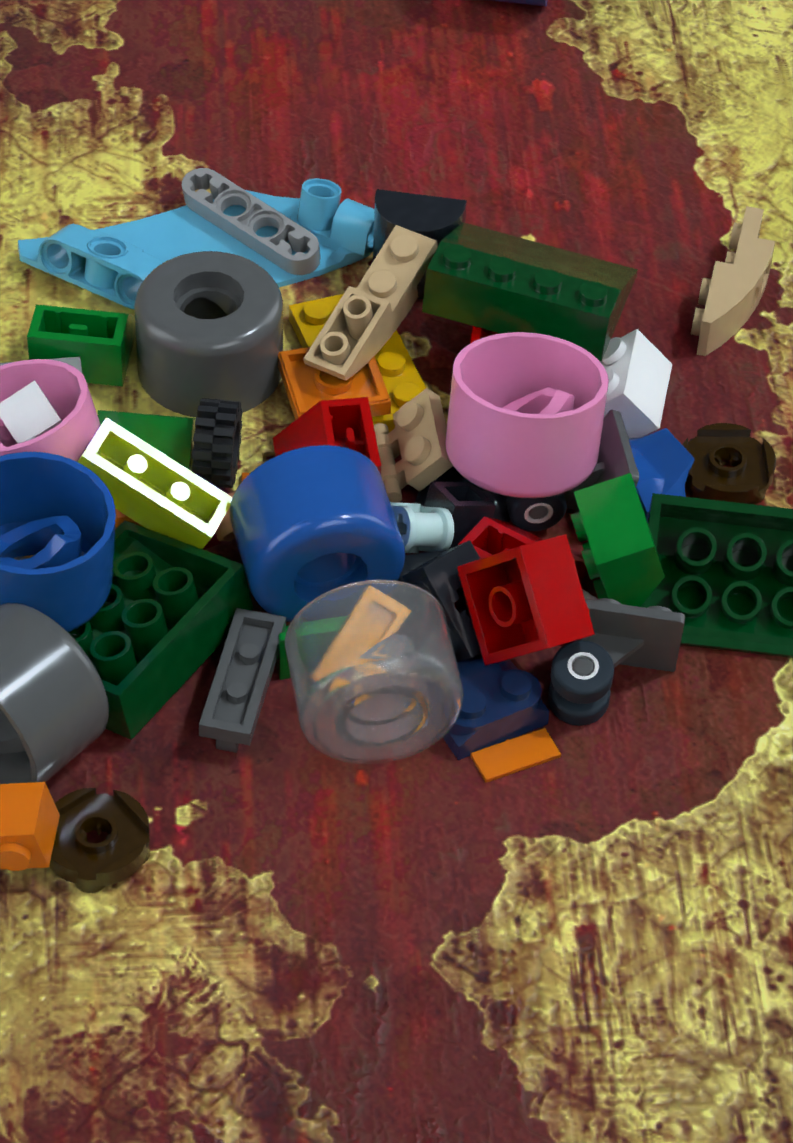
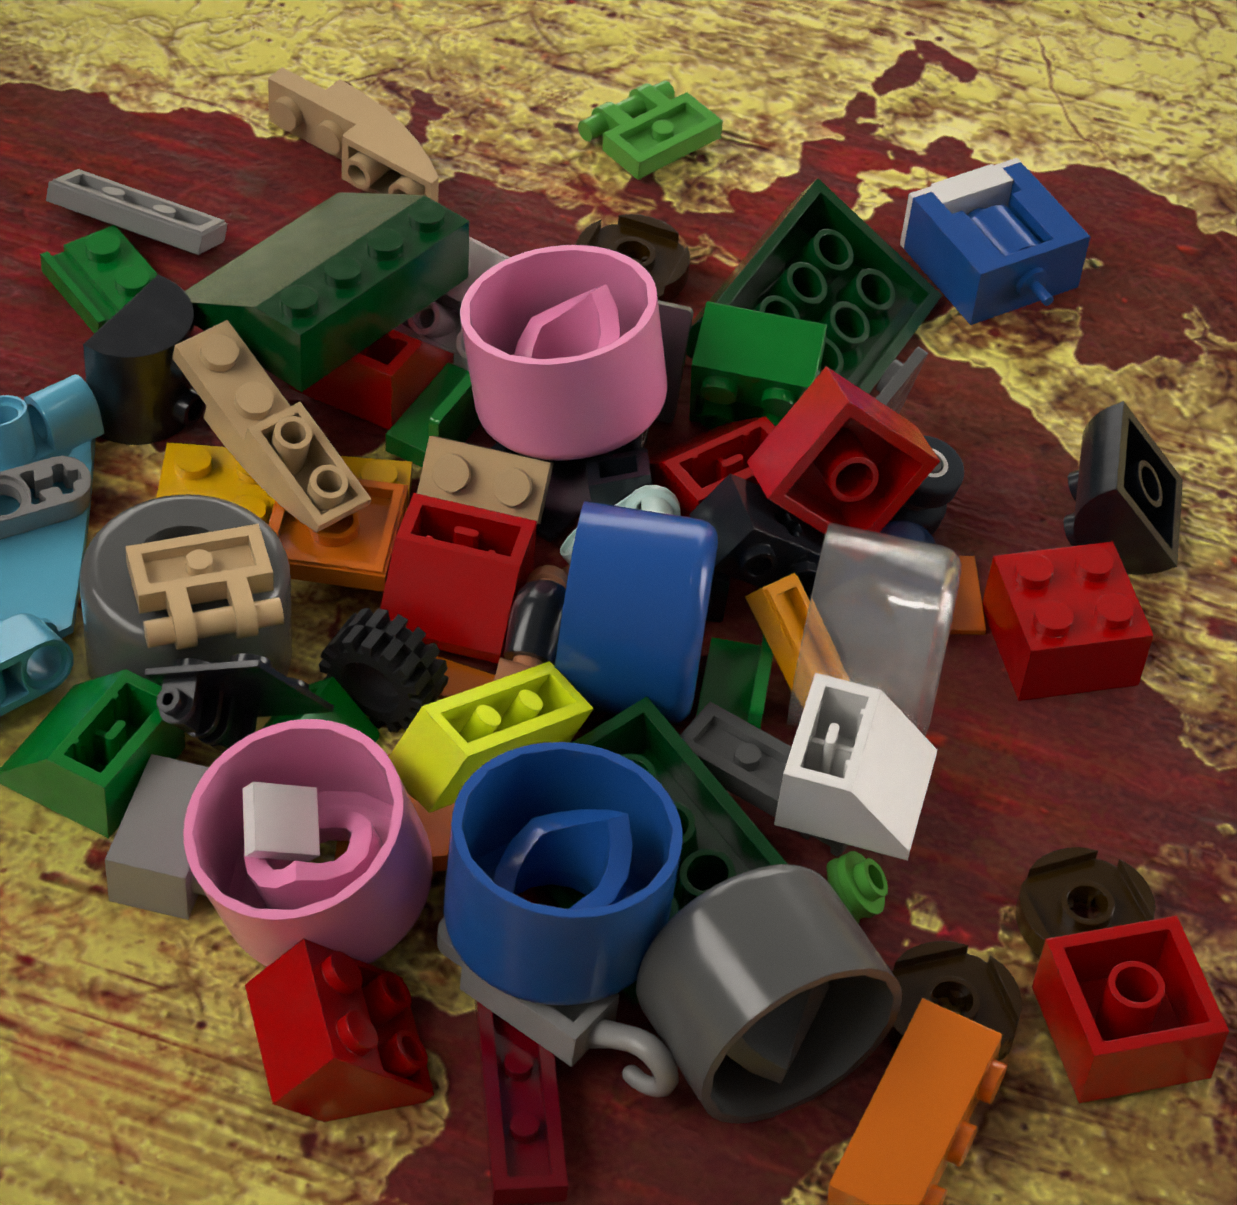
camera: 70 degrees left, 0 degrees up
(128, 931) = (1129, 1009): none -> red brick
(132, 380) = (225, 698): none -> black hinge
(179, 757) = (858, 884): none -> bright green plate
(189, 294) = (201, 570): none -> tan plate
(232, 924) = (1073, 876): none -> dark brown plate
(238, 694) = (855, 769): none -> white slope
(505, 813) = (1066, 620): none -> red brick
(515, 207) = (98, 274): none -> green plate
(583, 201) = (137, 211): none -> light grey tile
(661, 816) = (1125, 493): none -> black brick

